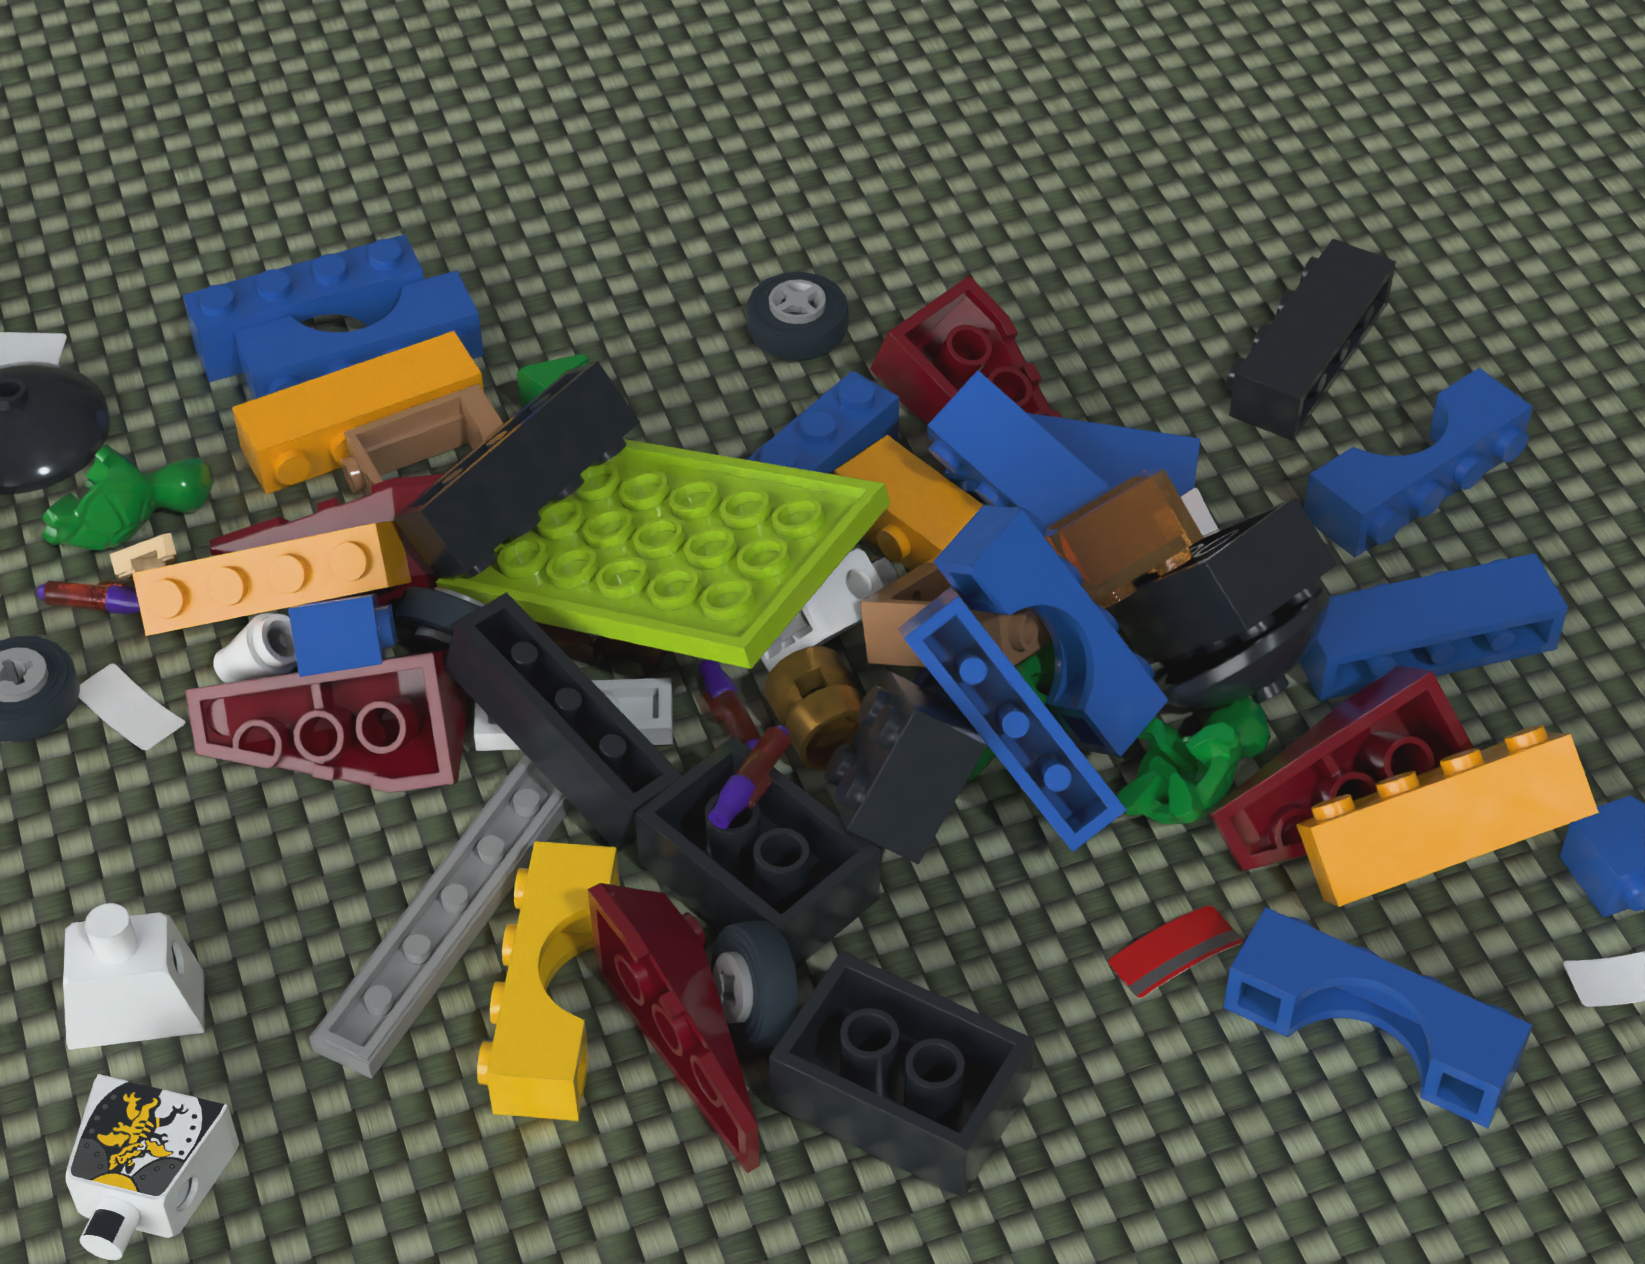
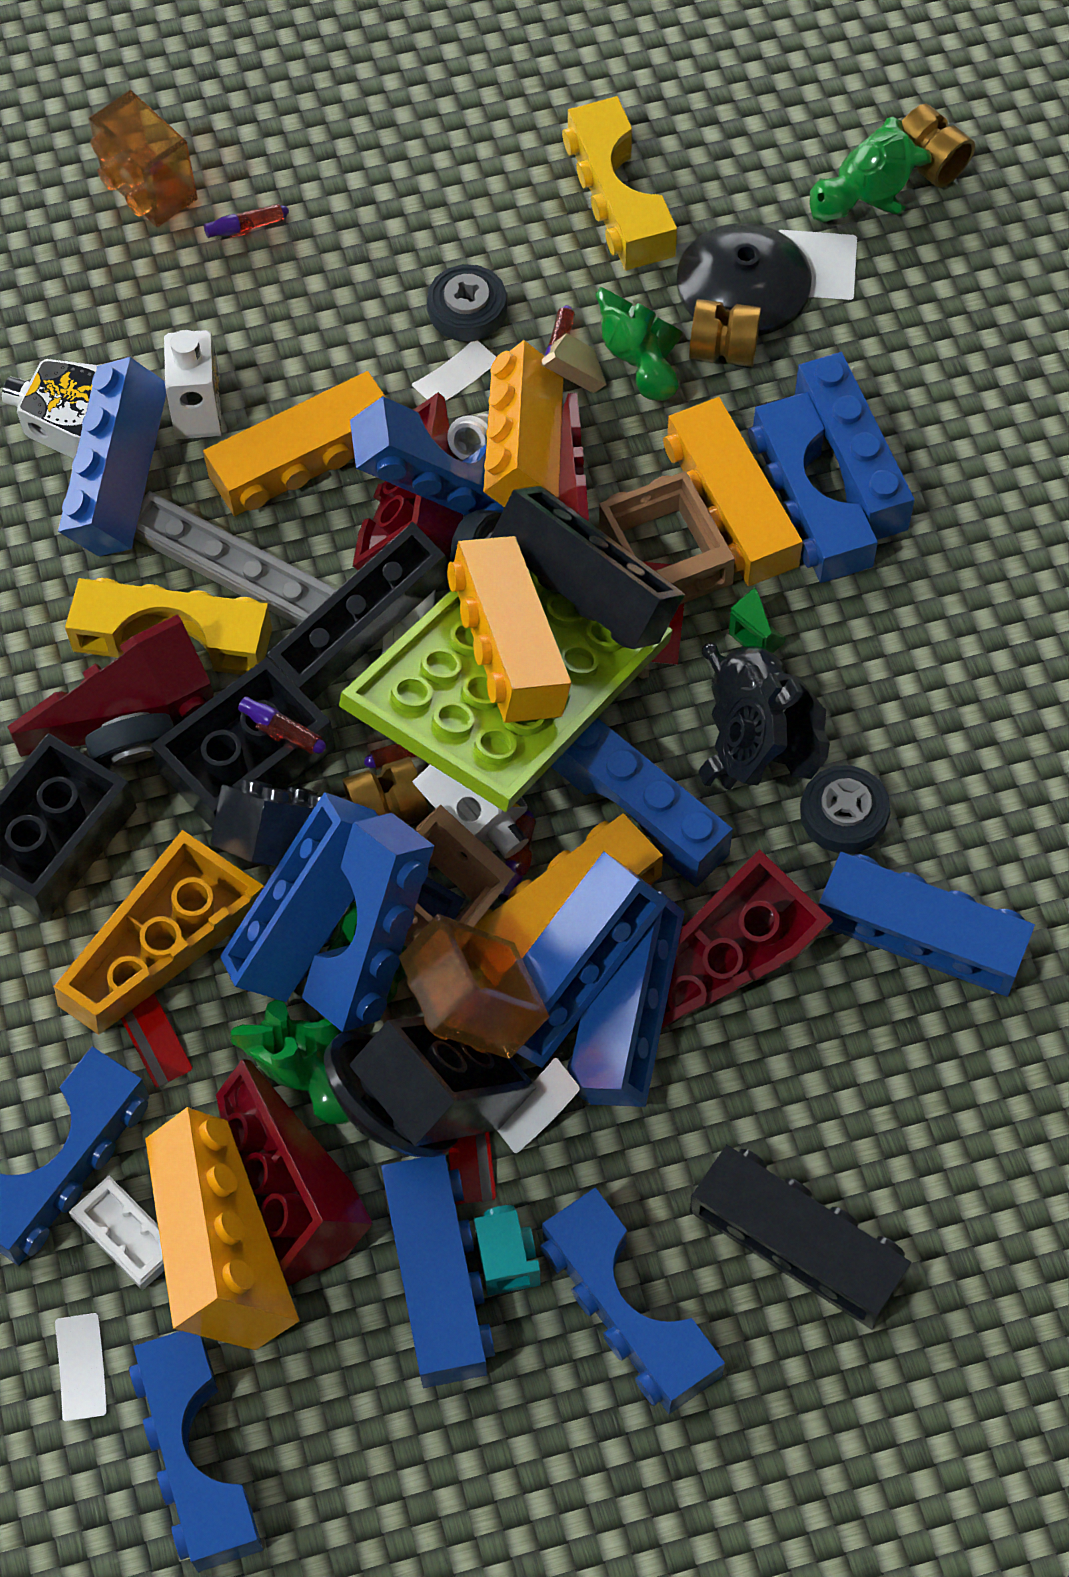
camera: 95 degrees right, 15 degrees up
(121, 412) = (724, 332): none -> pearl gold wheel
(249, 853) = (289, 446): none -> light orange brick
(263, 1057) = (113, 457): none -> blue brick
(623, 517) = (509, 629): none -> light orange brick
(696, 355) = (753, 730): none -> black helmet
(934, 241) = (925, 923): none -> blue brick
(1049, 929) = (160, 929): none -> light orange wedge
(1389, 557) = (505, 1251): none -> teal brick
(1458, 929) = (122, 1231): none -> white plate

